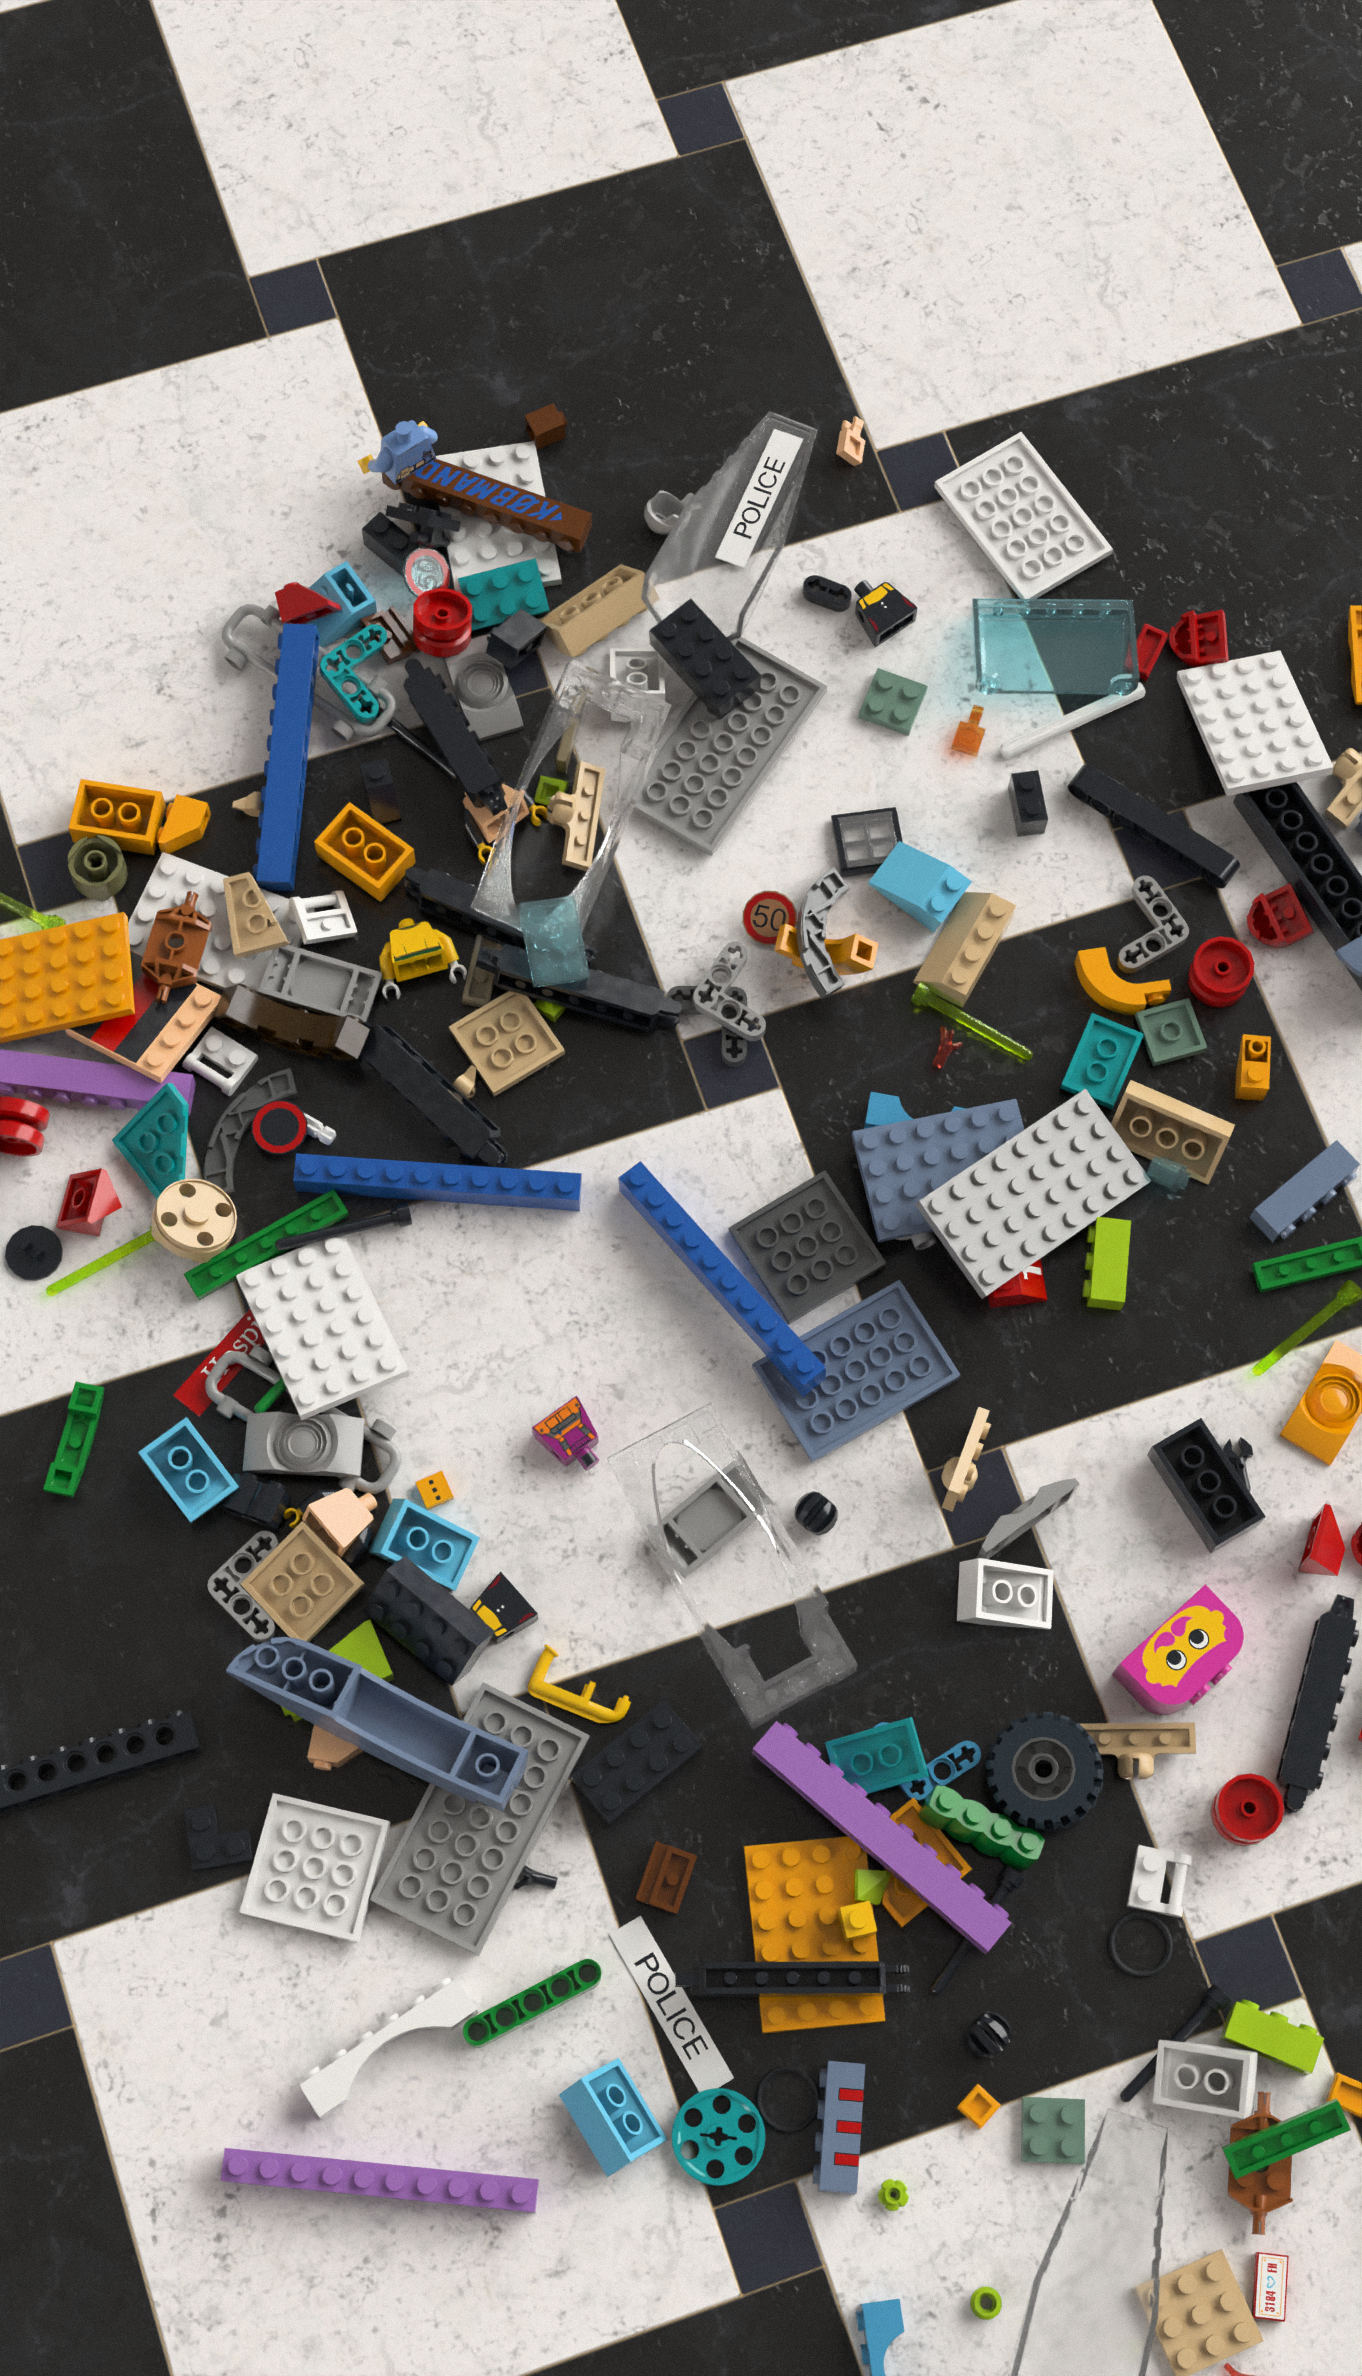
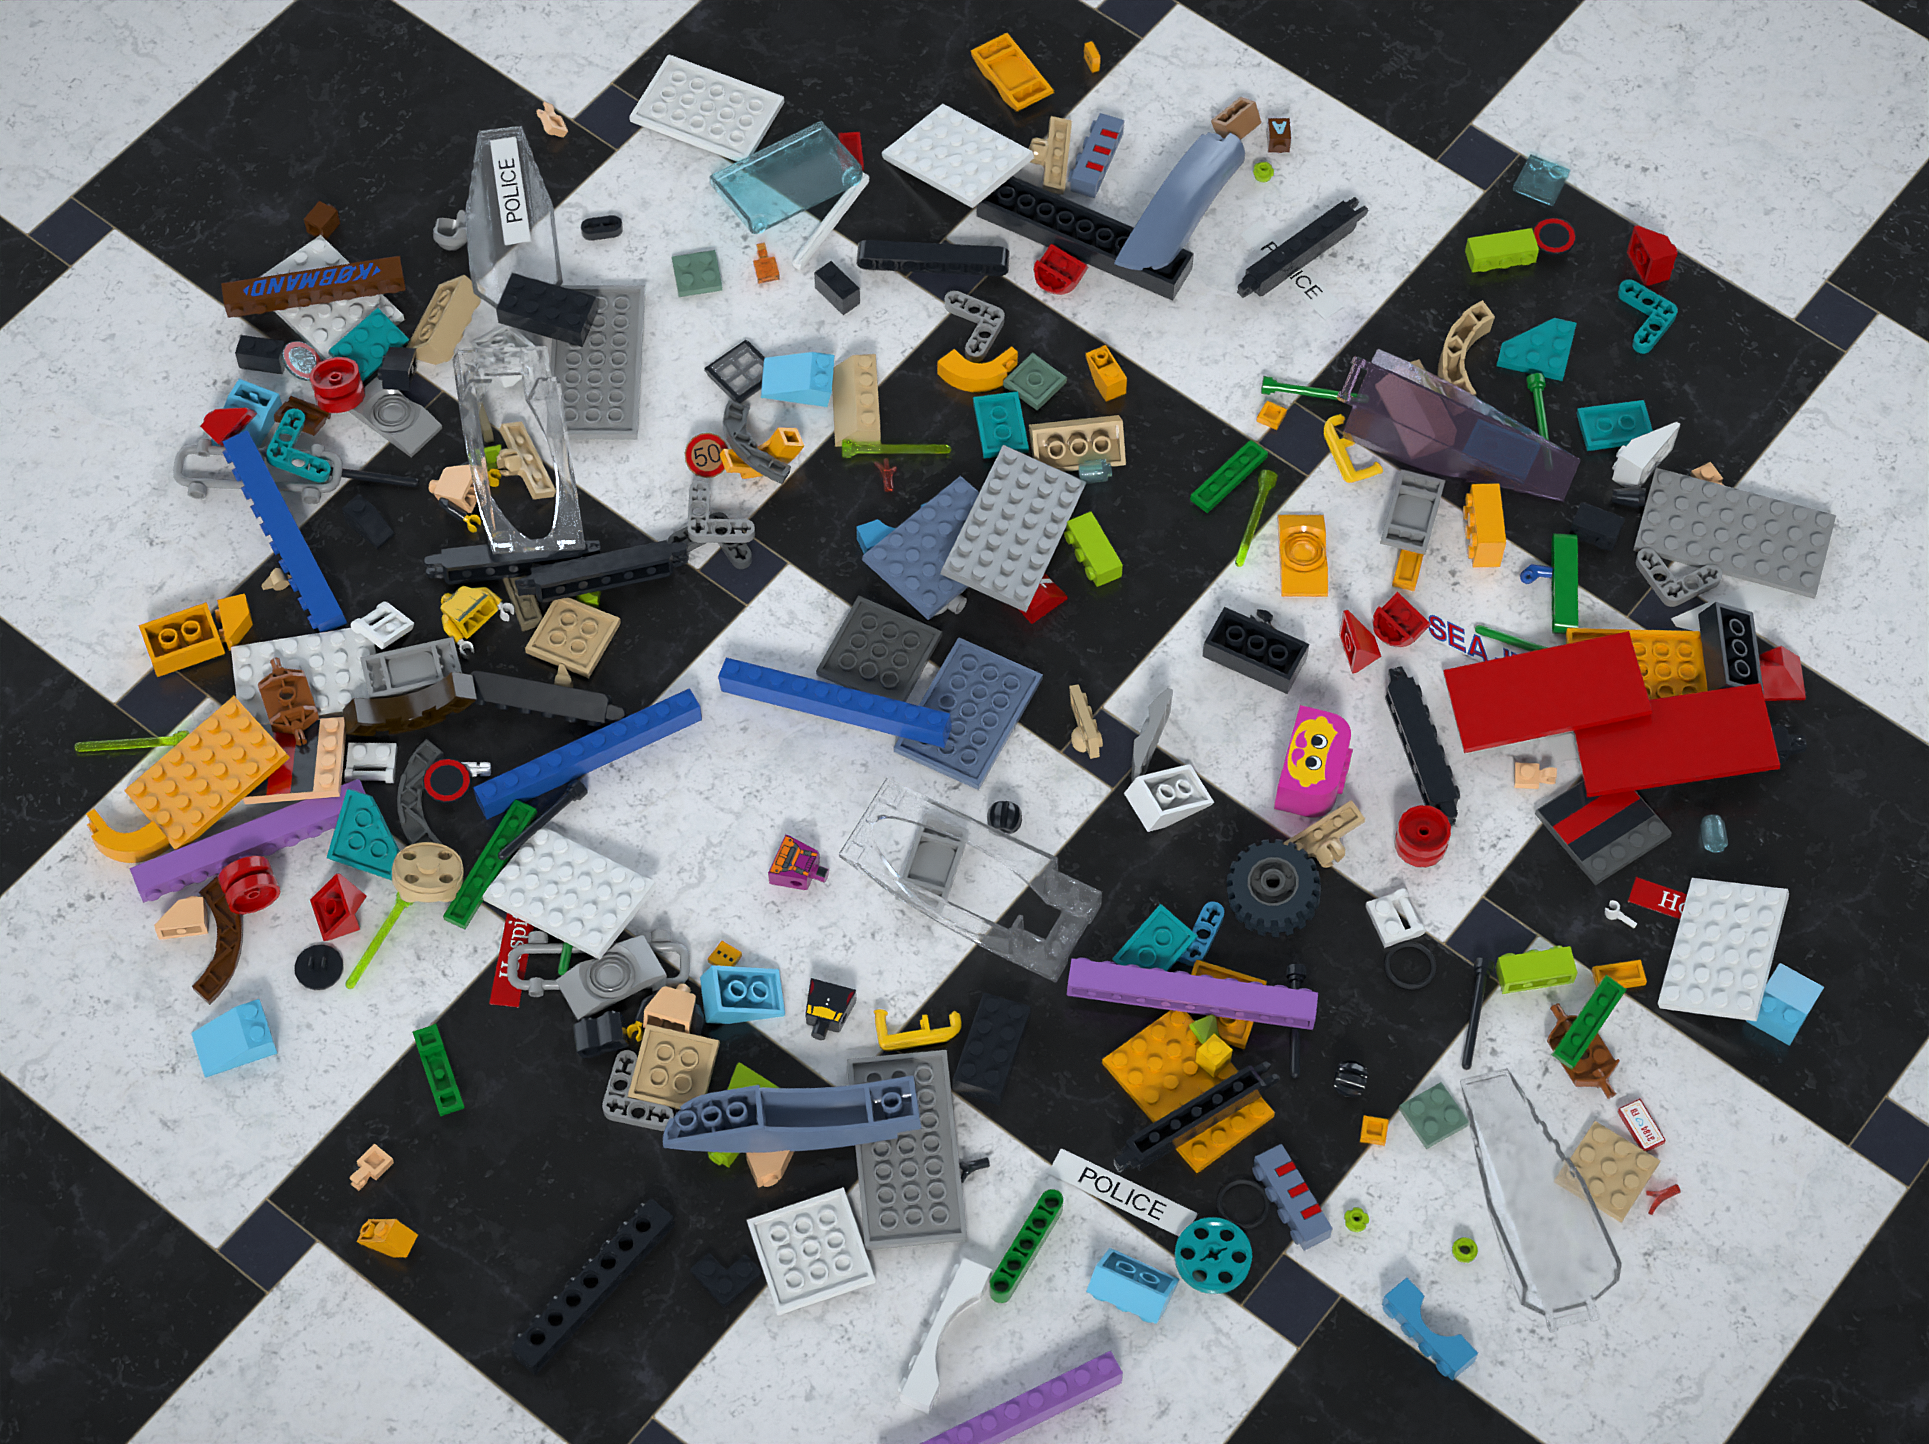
camera: 30 degrees left, 10 degrees down
(97, 867) = (190, 681): olive brick -> none
(188, 1470) = (537, 1040): medium azure slope -> none
(250, 917) = (331, 652): tan wing -> none
(364, 851) = (384, 565): light orange brick -> none
(402, 451) = (234, 283): medium blue torso -> none
(428, 1620) = (782, 1038): black brick -> none
(431, 523) = (281, 320): black plate -> none
(454, 739) = (400, 455): black hinge -> none
(553, 941) = (567, 544): clear light blue plate -> none
(666, 1877) = (1063, 1111): reddish brown plate -> none
(883, 611) = (650, 218): black torso -> none
(987, 1831) = (1252, 949): green brick -> none
(1200, 638) = (883, 123): red slope -> none
(1205, 2078) = (1510, 1019): white slope -> none
(1220, 972) = (1043, 324): red wheel -> none
(1305, 1191) = (1194, 431): sand blue brick -> none

